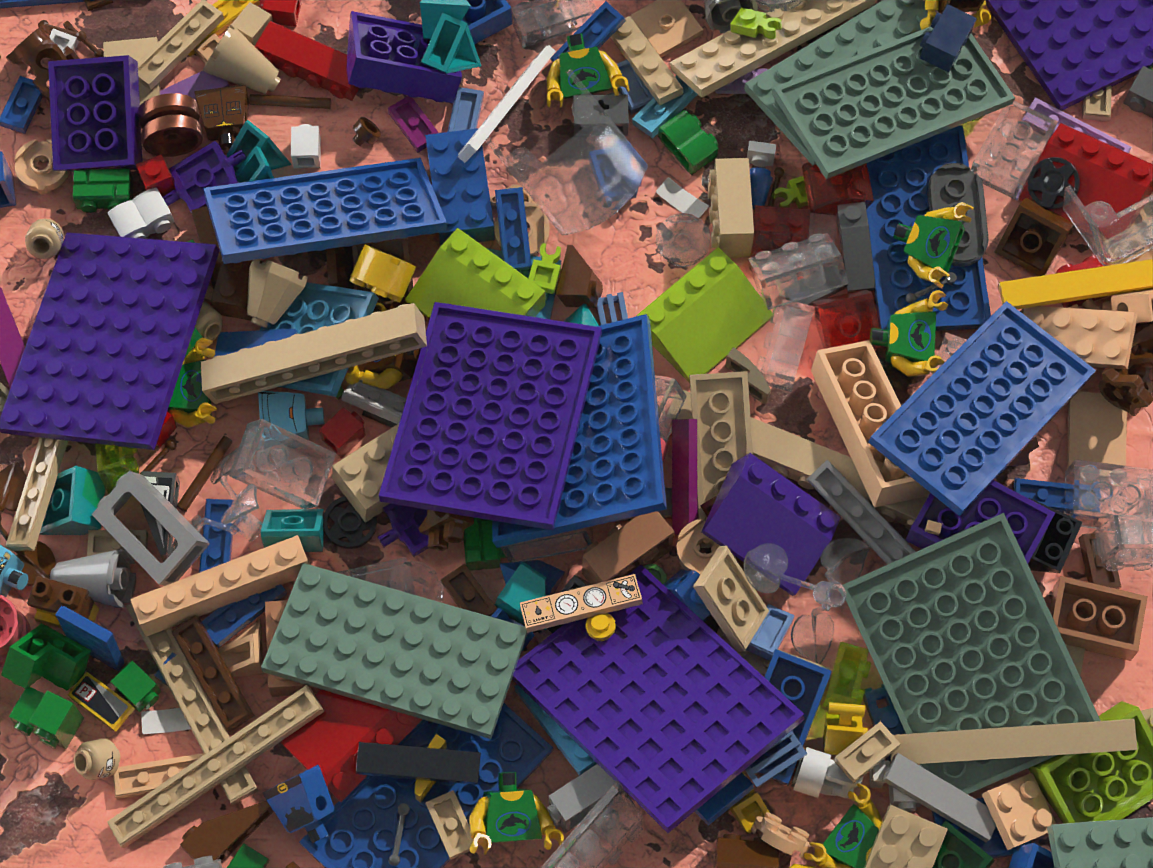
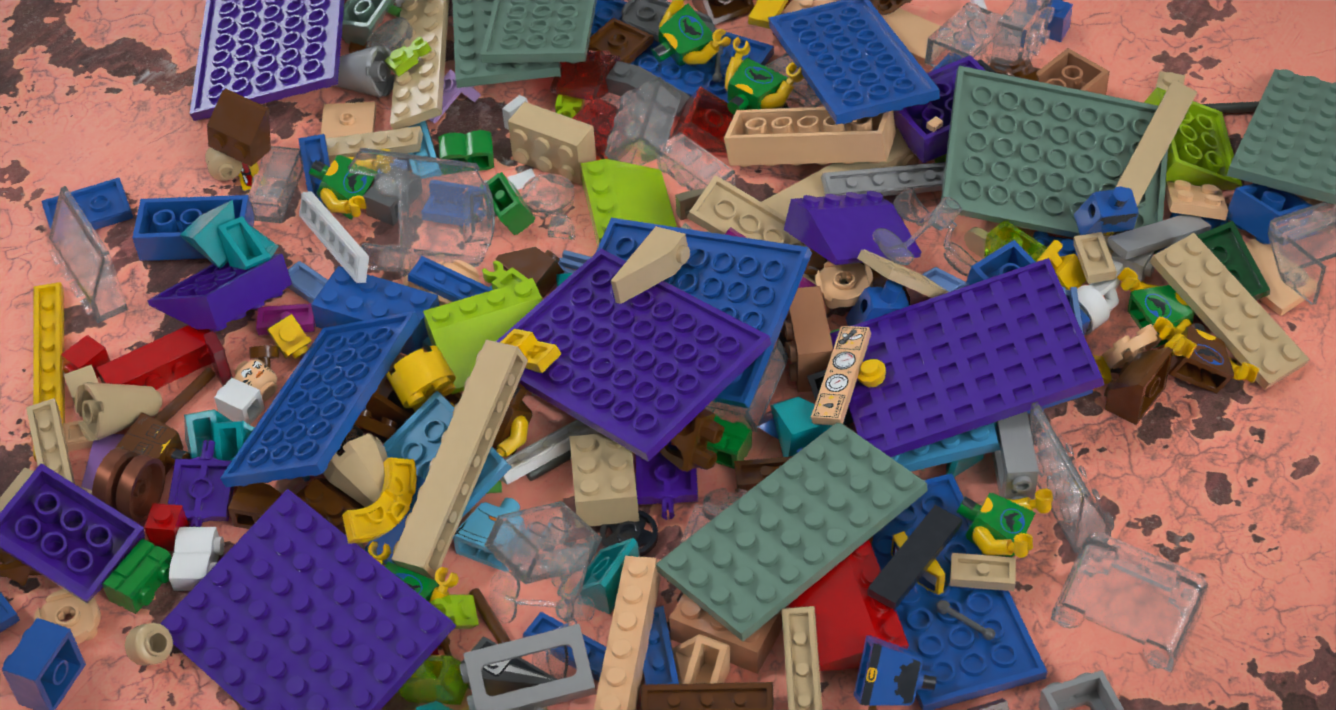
camera: 55 degrees left, 20 degrees down
(191, 439) = (459, 609): none -> lime plate
(243, 330) = (391, 506): none -> yellow tile
(329, 105) = (218, 357): none -> dark red tile
(335, 143) = (257, 375): none -> light nougat head
(343, 431) = (538, 489): red brick -> none
(392, 140) = (289, 337): none -> yellow bracket
(450, 338) = (539, 354): none -> yellow slope
(590, 381) = (651, 263): none -> tan slope
(640, 215) = (509, 204): none -> green brick
(651, 272) = (561, 227): none -> clear tile
(849, 633) = (975, 240): none -> tan tile
(900, 187) = (621, 40): none -> reddish brown tile
(918, 740) = (1108, 212): none -> blue torso
(1078, 571) = (1022, 69): none -> reddish brown plate

